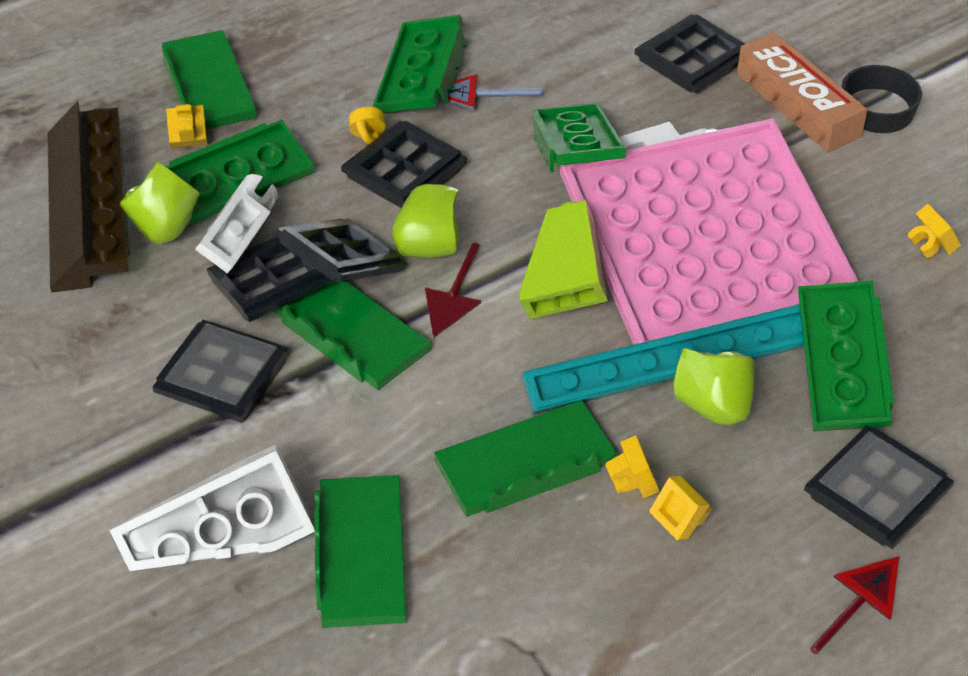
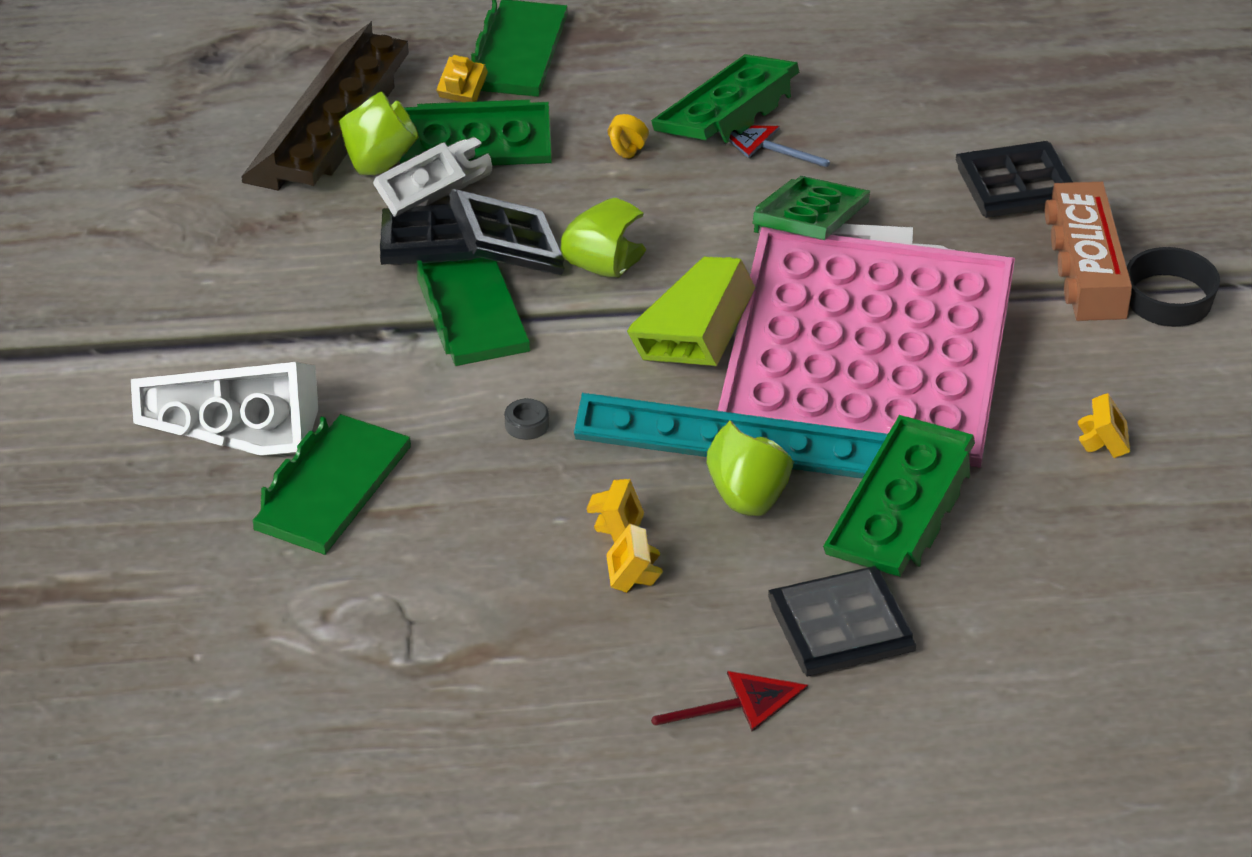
camera: 30 degrees right, 5 degrees down
(221, 370) = (331, 297): clear piece -> none
(402, 161) = (641, 176): black piece -> none
(449, 307) = (575, 320): dark red piece -> none
(482, 414) = (526, 419): none -> dark grey tile
(525, 459) = (532, 468): green piece -> none

